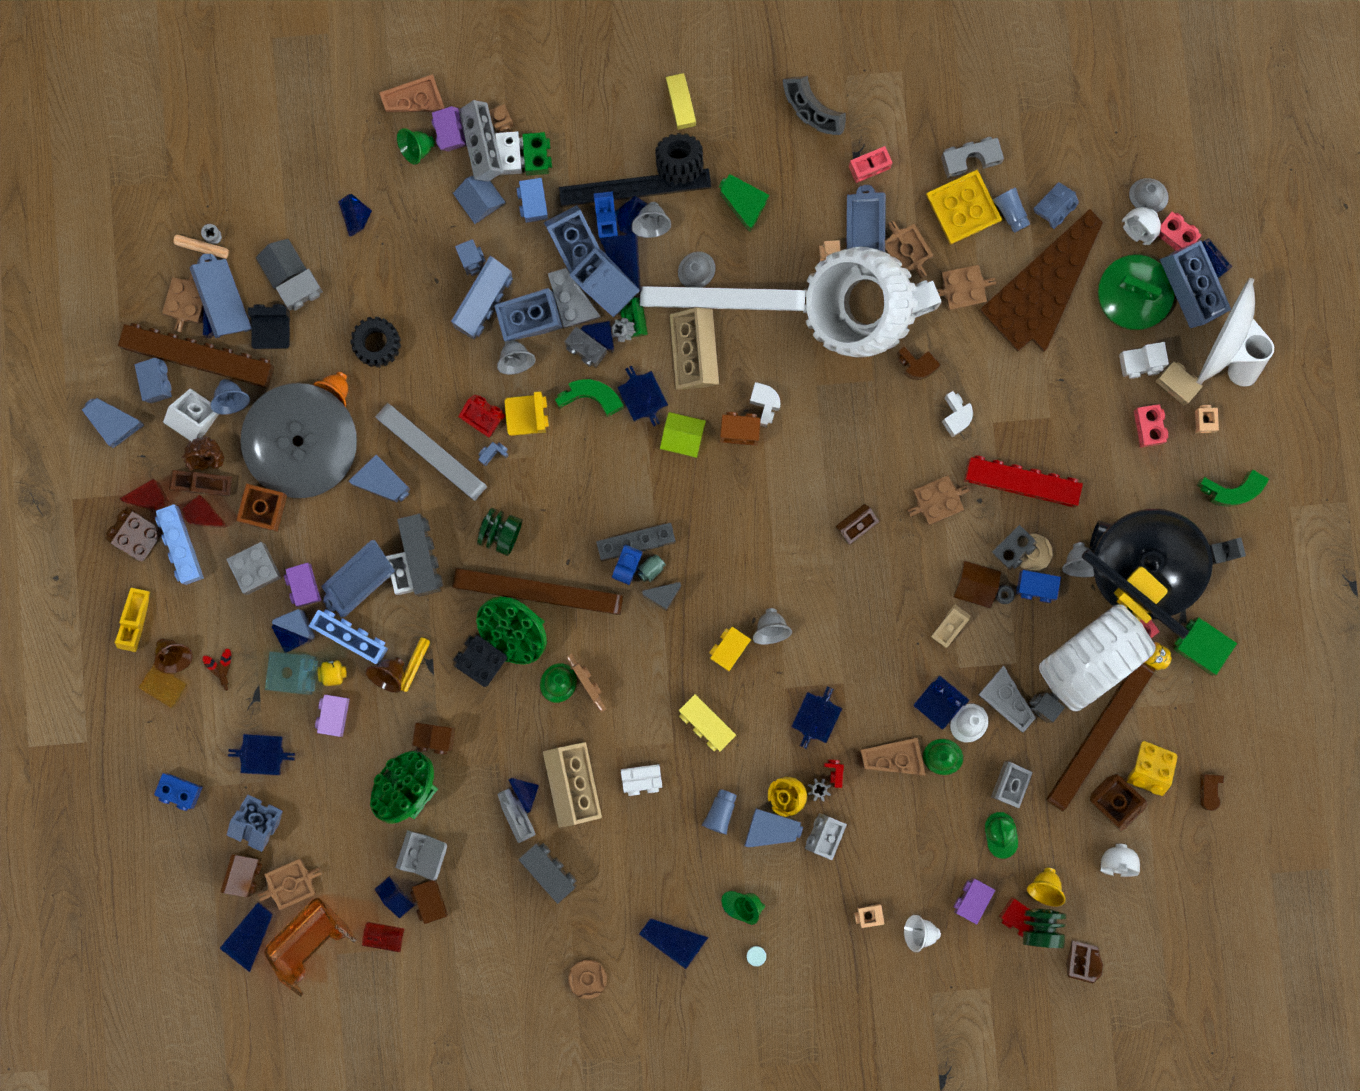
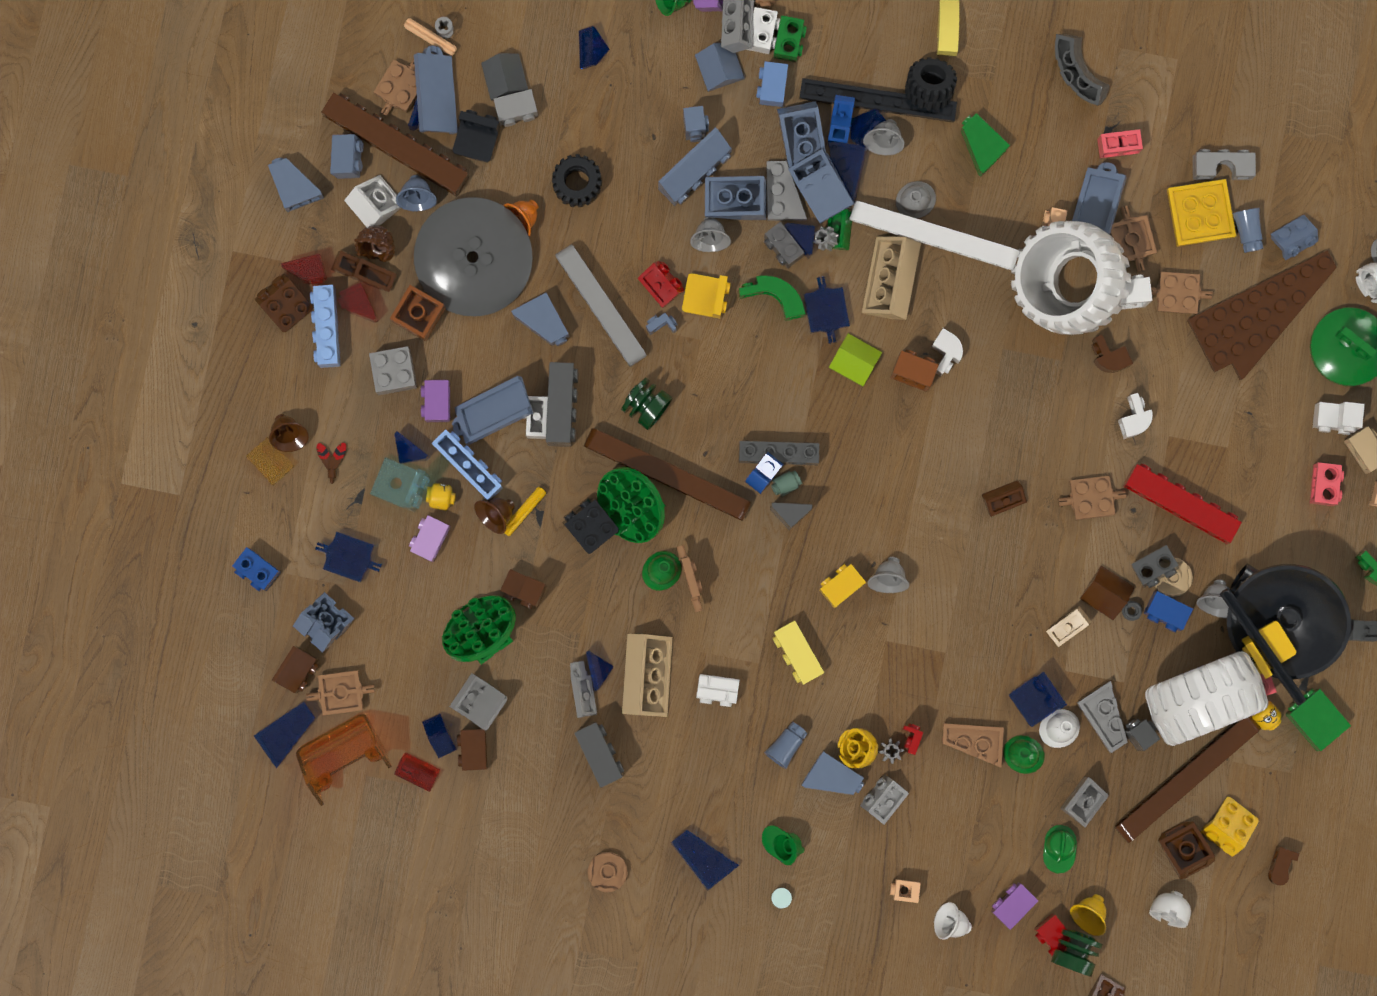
camera: 15 degrees right, 0 degrees up
(132, 620) = (259, 387): yellow slope -> none
(296, 622) = (420, 436): sand blue slope -> none
(816, 717) = (908, 678): clear blue plate -> none

